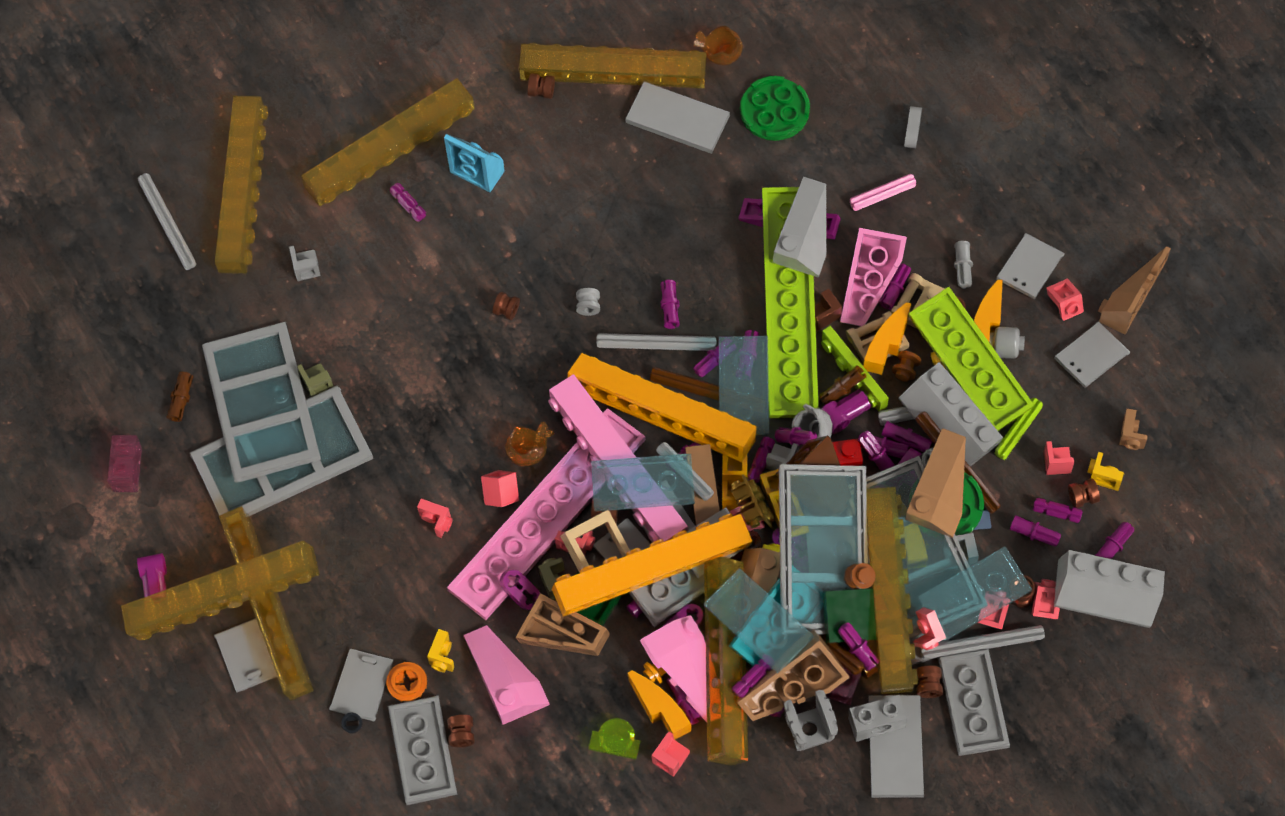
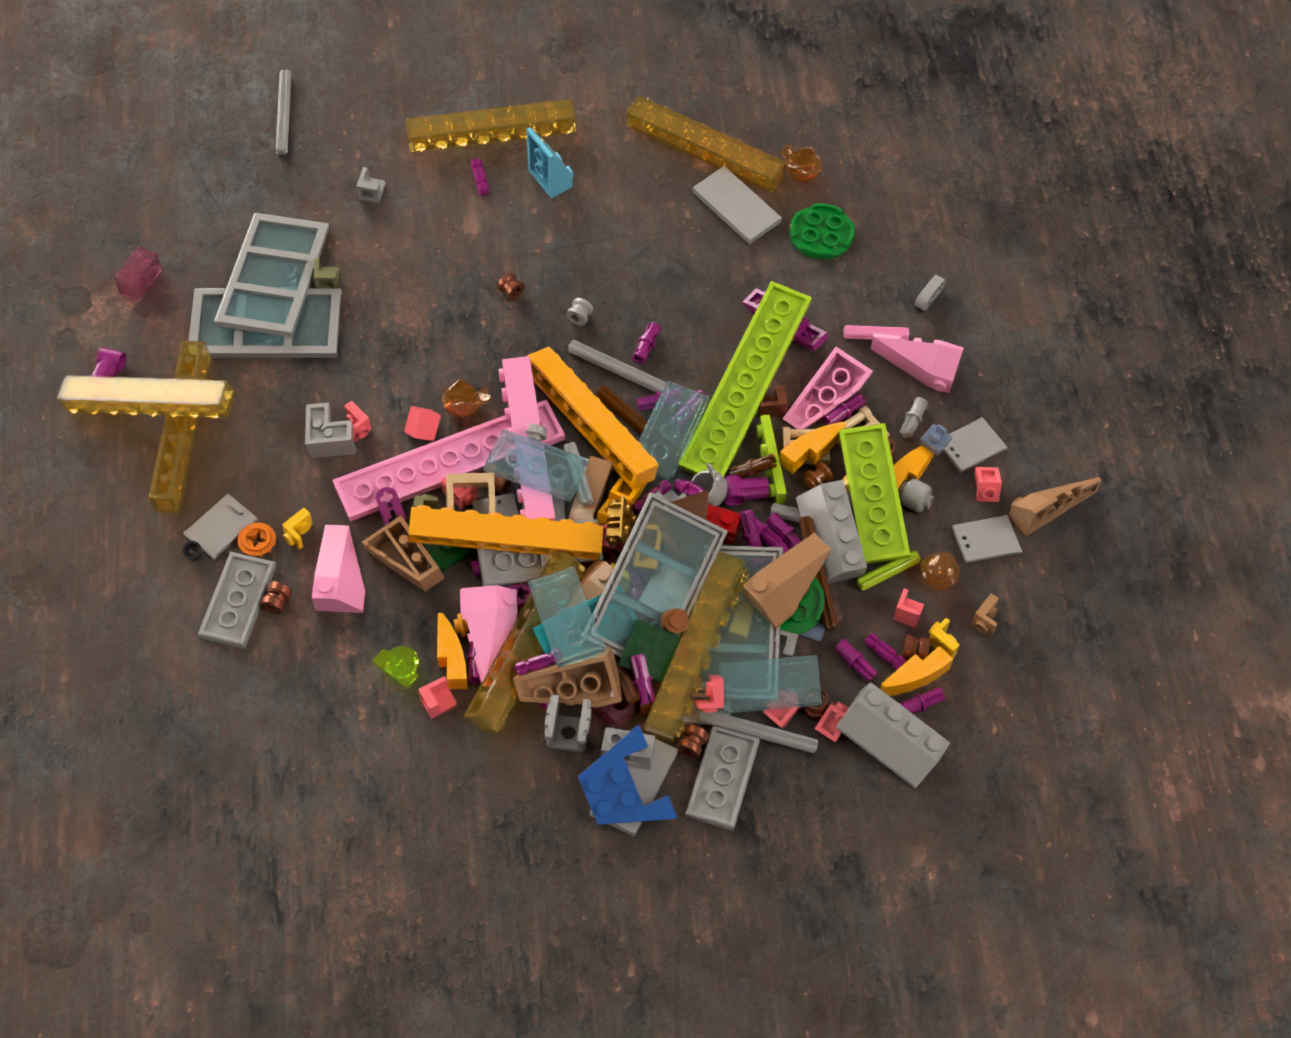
camera: 20 degrees right, 5 degrees down
(180, 396) = (212, 243): reddish brown pin -> none
(240, 184) = (355, 108): clear yellow brick -> none
(246, 655) = (139, 461): light grey container -> none
(417, 546) = (327, 437): none -> light grey panel
(541, 85) = (638, 134): copper wheel -> none
(626, 449) = (536, 432): none -> light grey plate
(804, 232) = (786, 328): light grey wedge -> none
(886, 764) = (613, 791): none -> blue wing
(950, 203) = (929, 363): none -> bright pink wedge
(999, 279) = (935, 439): none -> sand blue tile
(1067, 406) = (940, 570): none -> clear orange hat
(1098, 516) = (917, 673): none -> light orange slope

